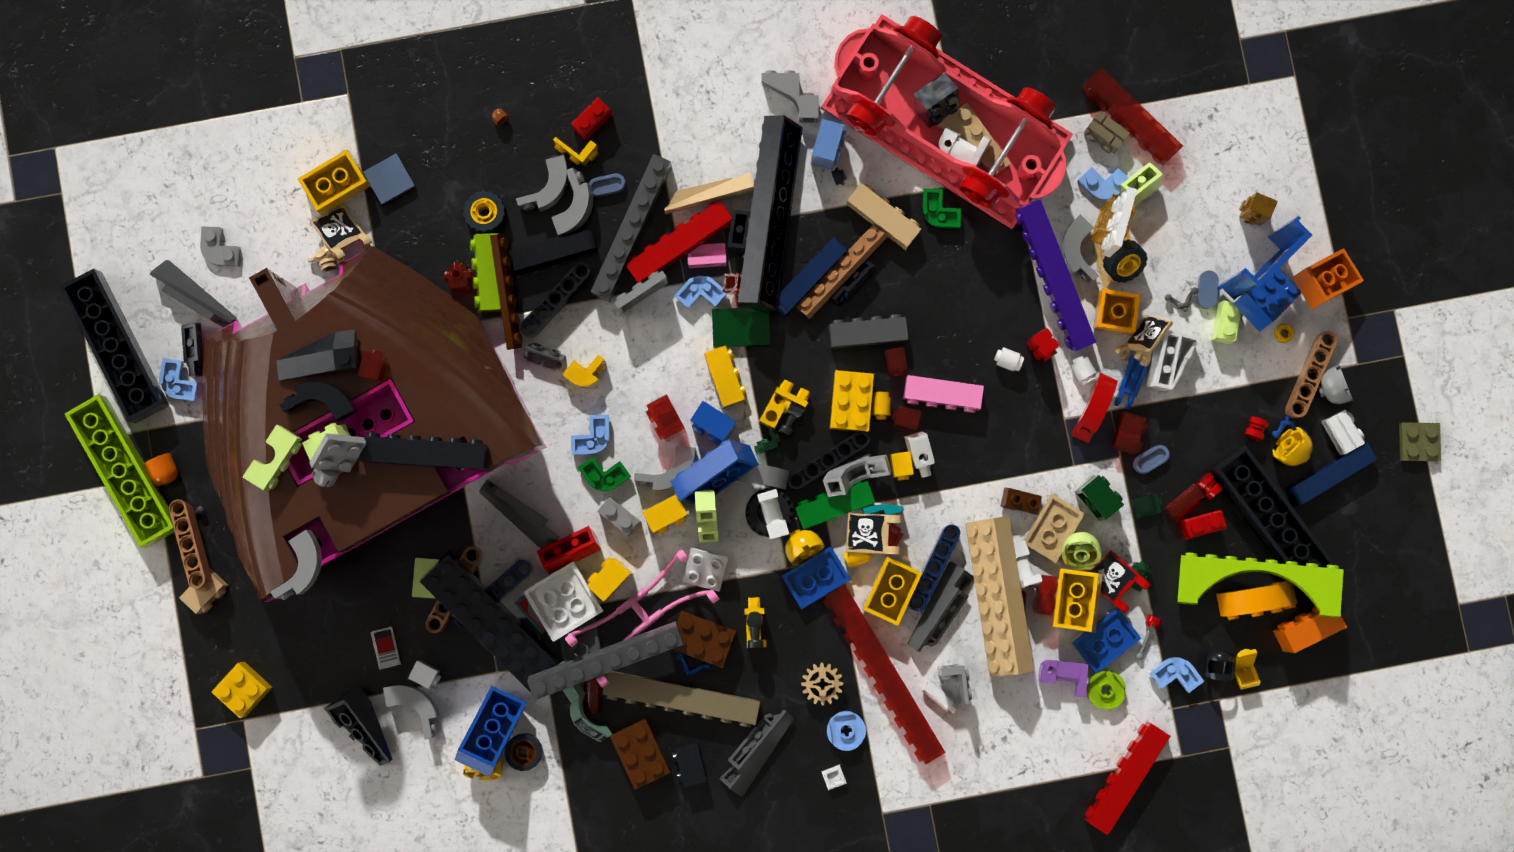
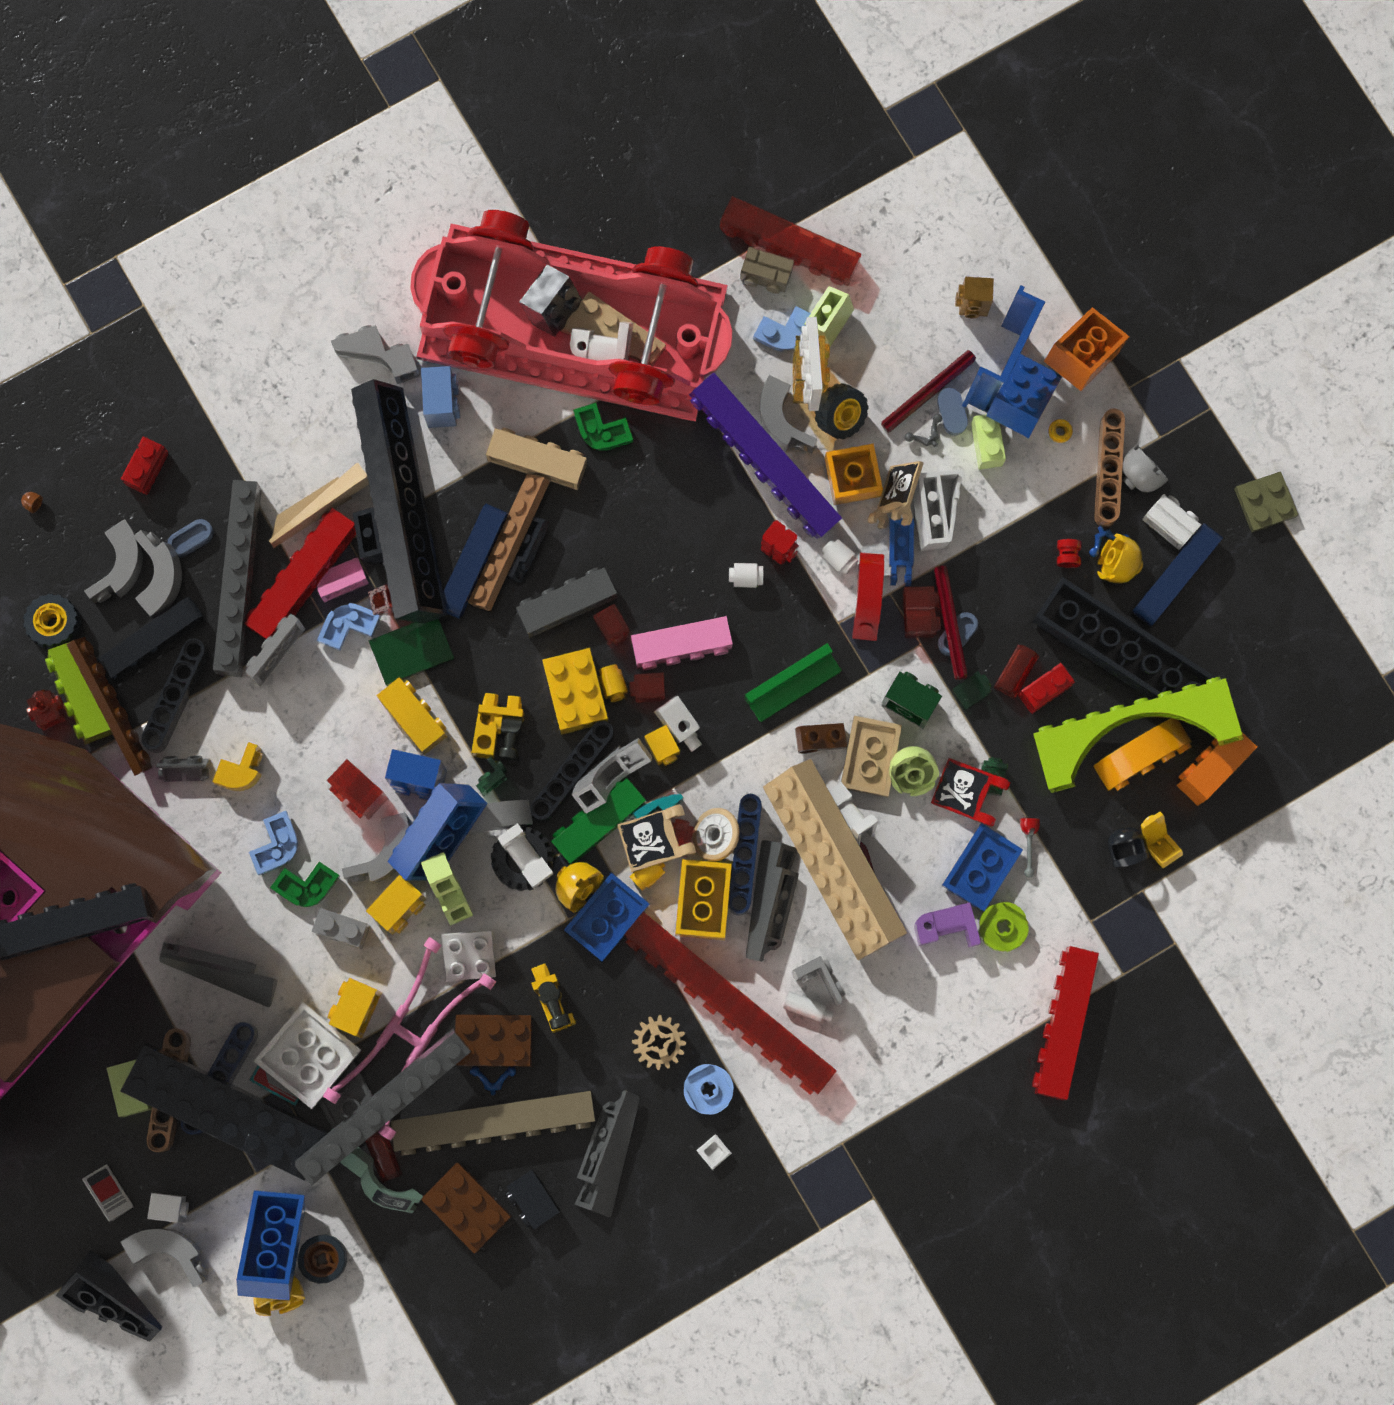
camera: 20 degrees left, 5 degrees down
(569, 549) = (293, 989): red brick -> none
(583, 158) = (155, 506): yellow bracket -> none
(839, 176) = (467, 430): black plate -> none
(925, 553) = (728, 838): none -> wheel
(1014, 453) = (792, 683): none -> green panel
(1044, 599) = (891, 846): clear red brick -> none
(1077, 600) = (930, 830): yellow brick -> none
(1149, 448) = (950, 622): none -> dark red axle
(1179, 669) = (1077, 871): light blue plate -> none
(1195, 267) = (928, 391): none -> dark red axle
(1209, 486) = (1038, 640): red wheel -> none

